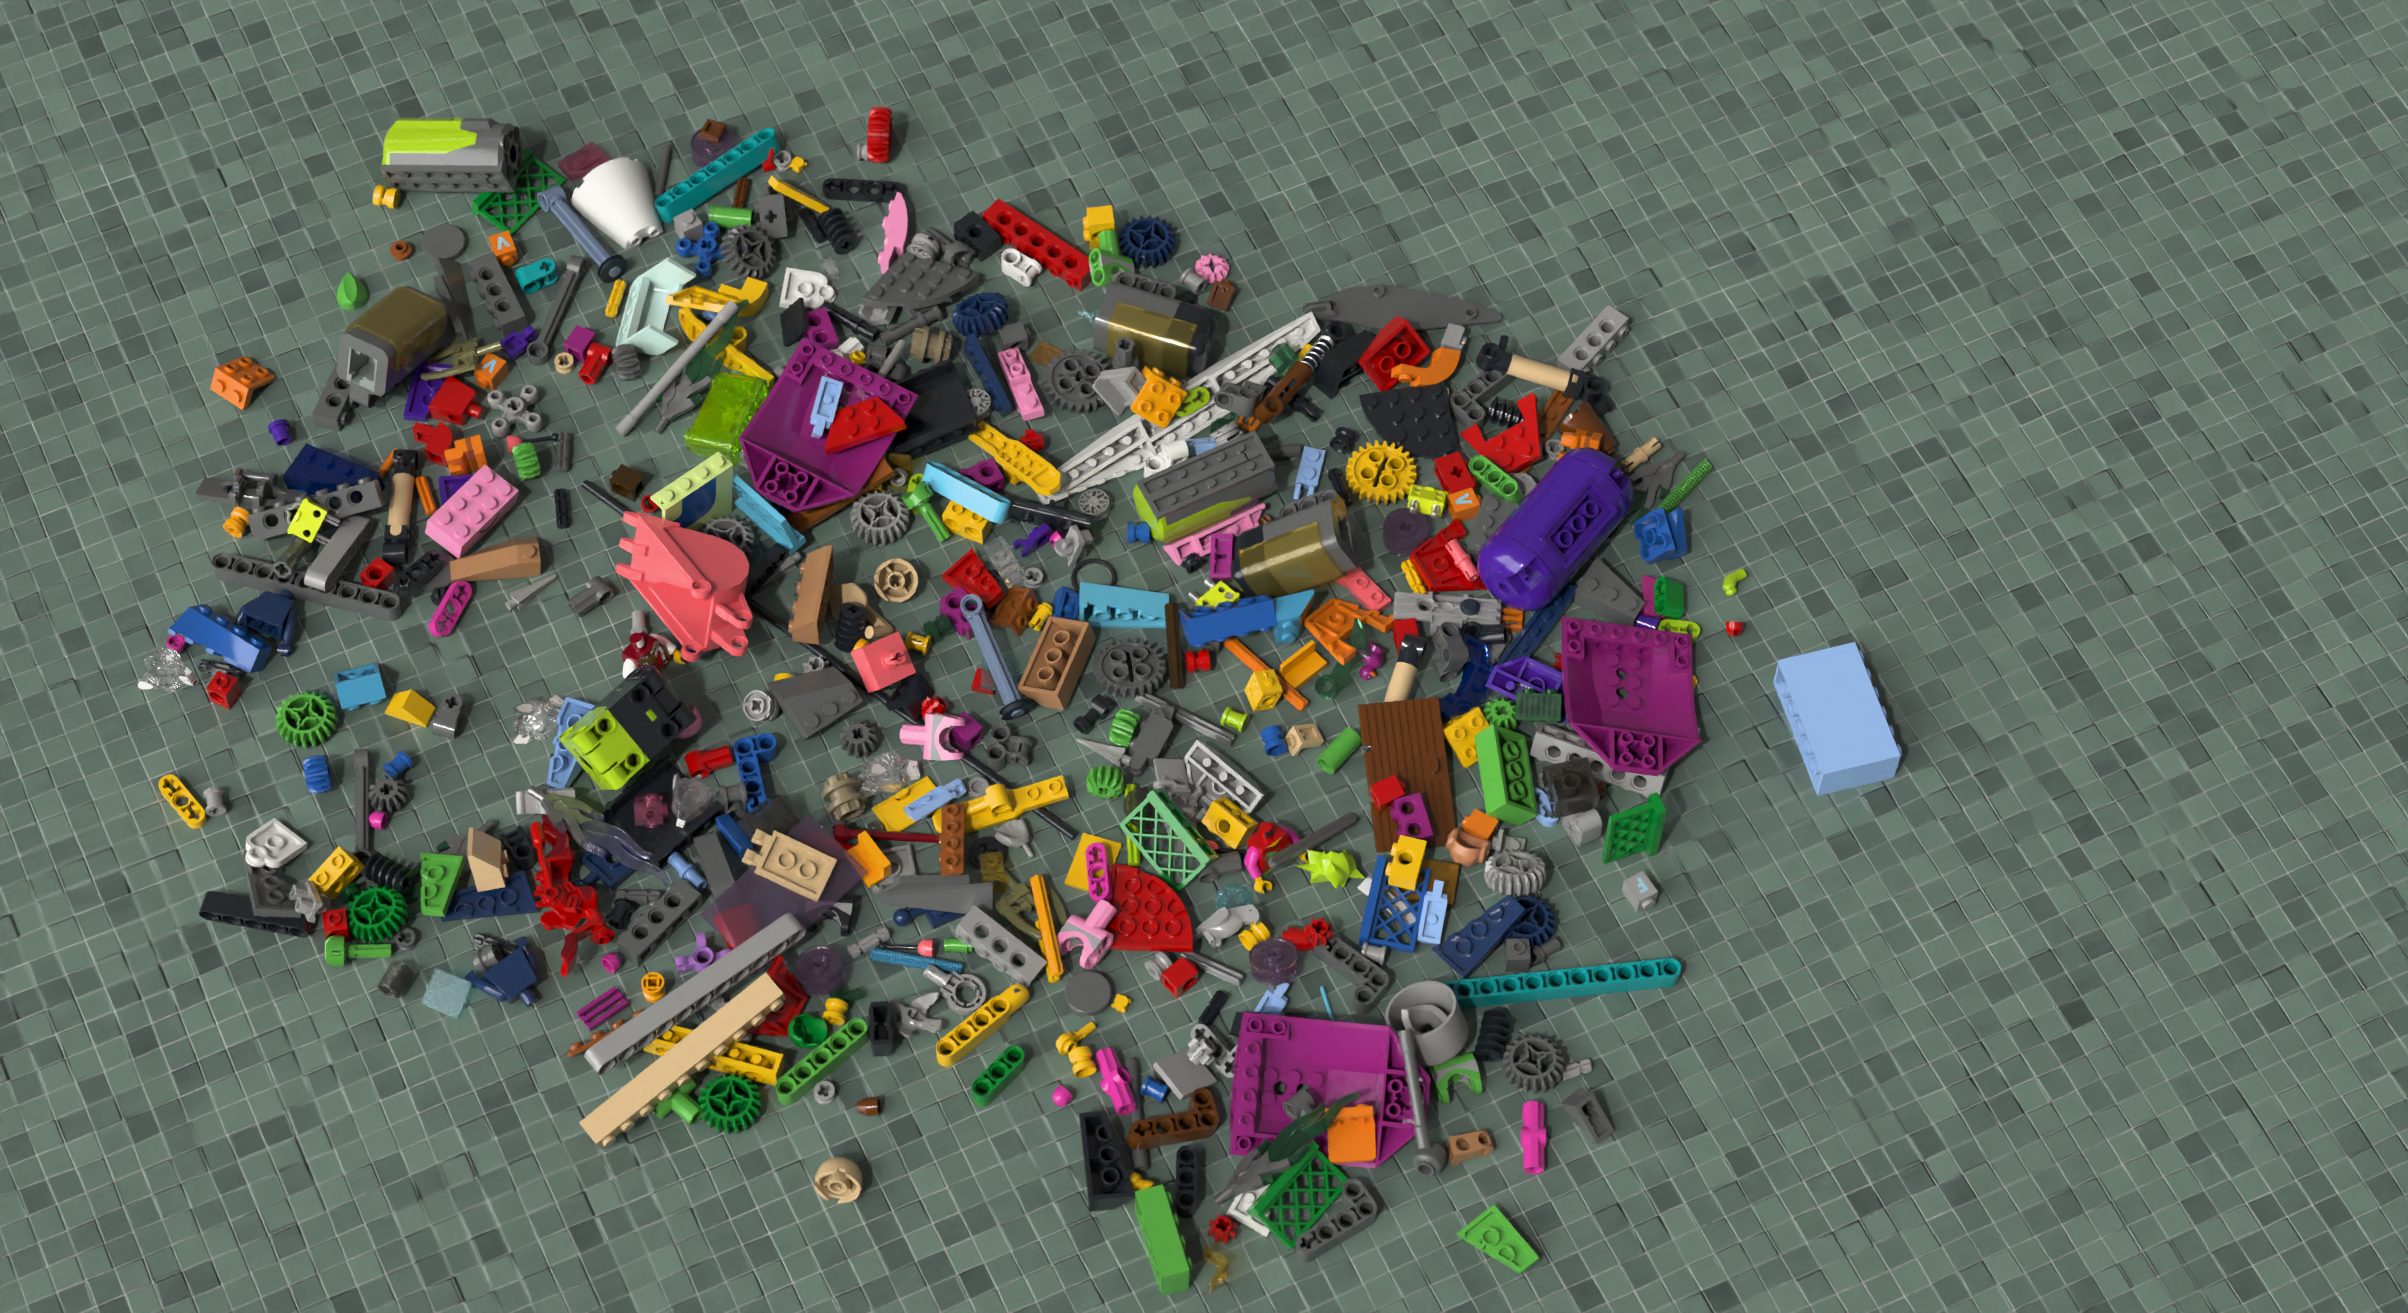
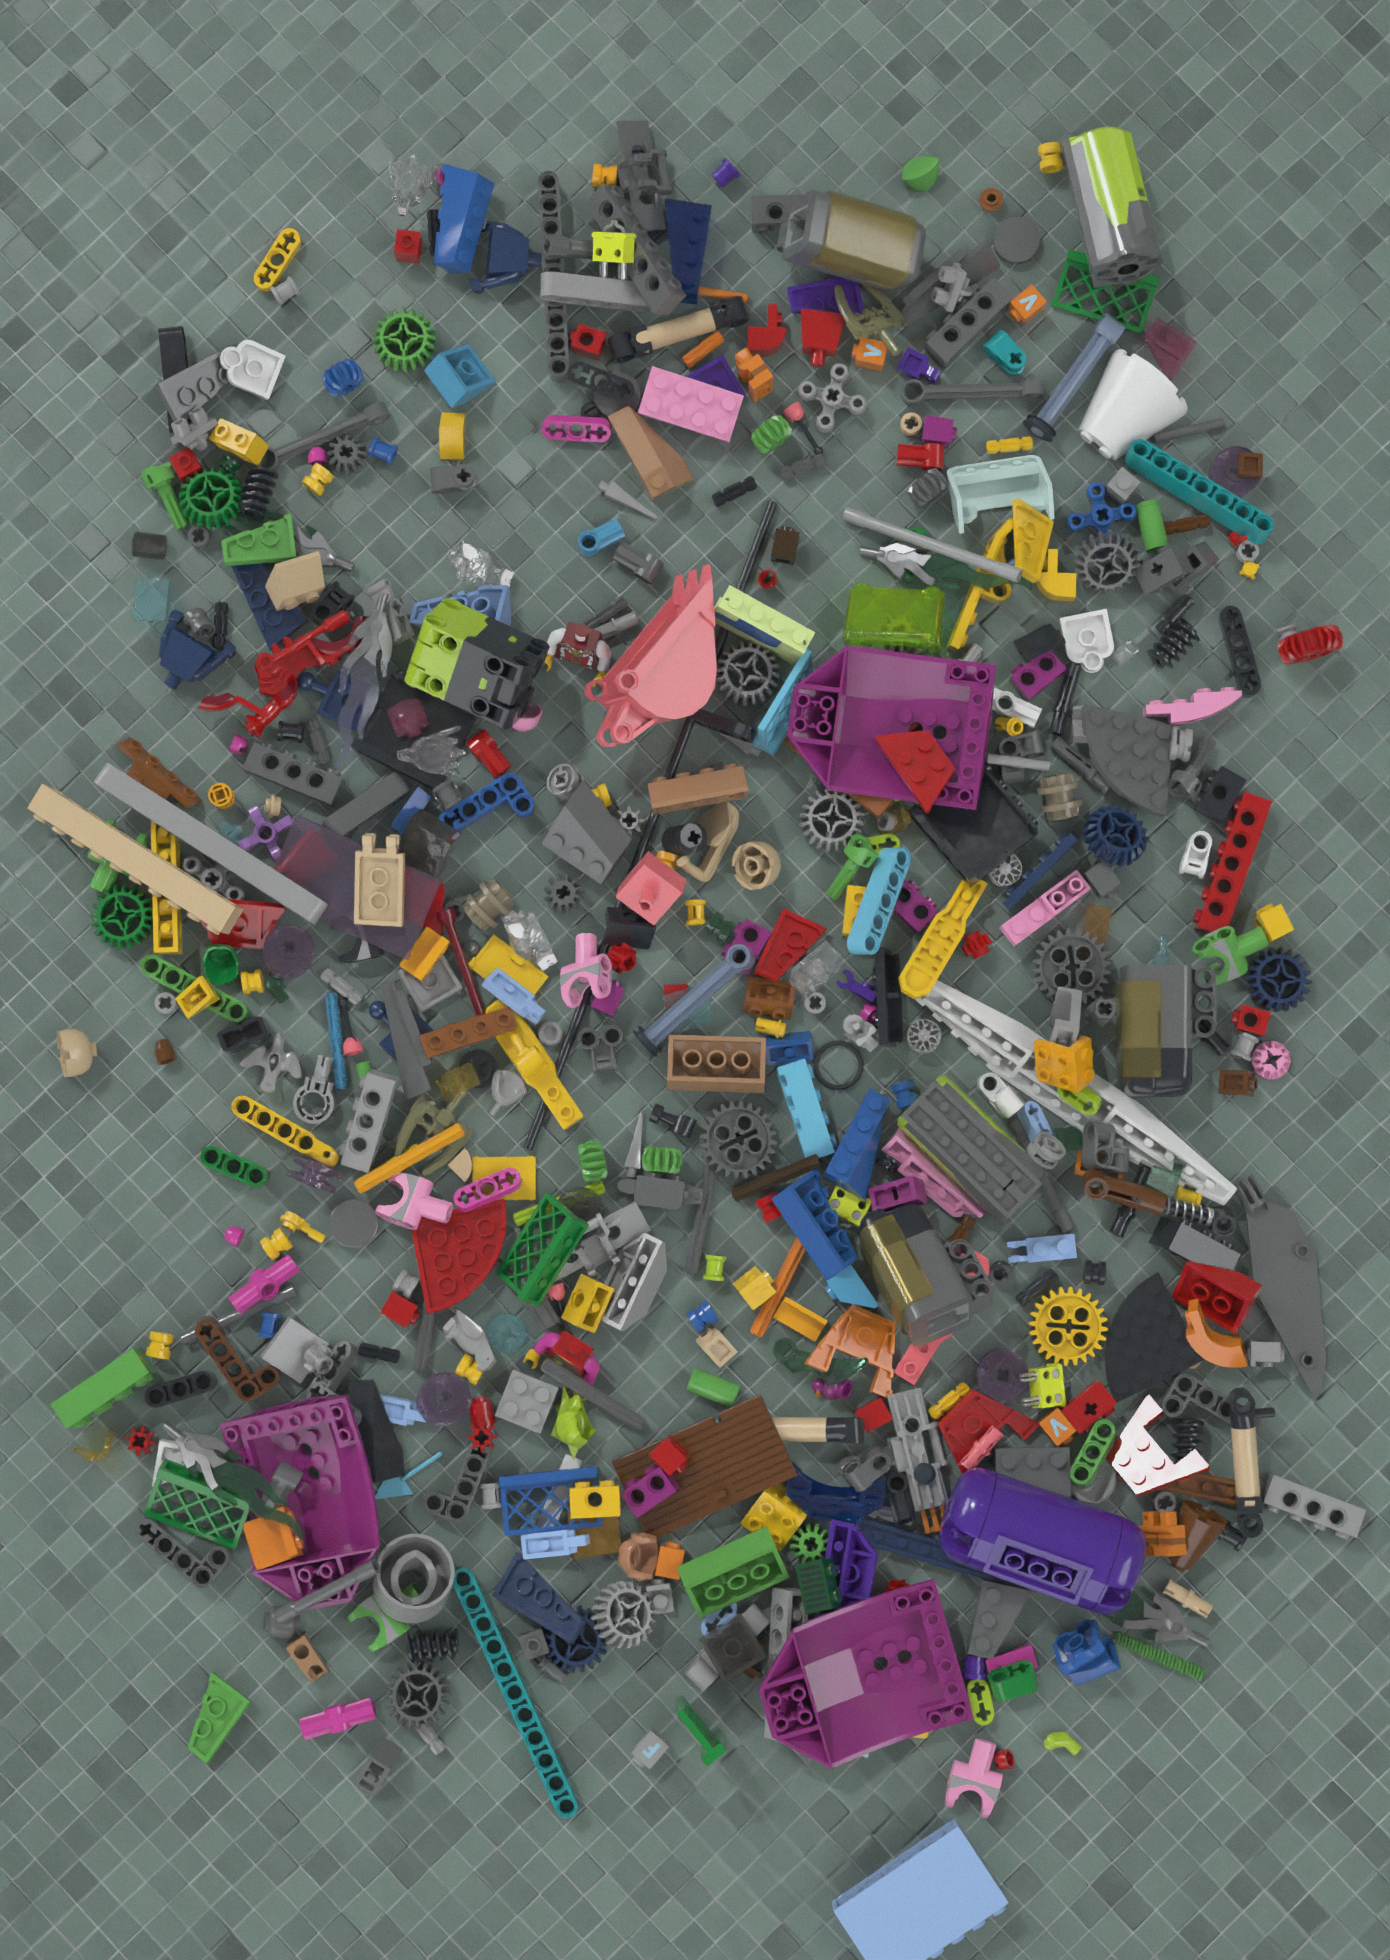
camera: 75 degrees right, 25 degrees up
(238, 380) = (774, 106): orange bracket -> none
(399, 824) = (317, 479): none -> yellow wheel
(464, 292) = (955, 287): none -> light grey hips
(556, 619) = (602, 537): none -> dark azure piece
(599, 1001) = (170, 744): magenta tile -> none
(622, 632) = (606, 613): none -> dark grey axle
(680, 947) = (272, 806): none -> tan plate
(687, 872) = (359, 779): medium blue pin -> none
(797, 194) = (1196, 587): yellow tile -> none
(825, 405) = (927, 717): light blue hinge -> none
(831, 1047) = (197, 997): none -> yellow slope
(1031, 1005) = (314, 1174): none -> clear purple wheel
(1068, 892) = (462, 1165): none -> tan tile
(1105, 1173) = (158, 1307): black wedge -> none
(1121, 1003) = (356, 1259): yellow piece -> none
(1167, 577) = (856, 1153): none -> blue wedge
(1176, 263) = (1261, 1020): none -> red brick
(1299, 897) = (527, 1401): none -> light grey brick
(1742, 652) = (975, 1777): none -> bright pink connector

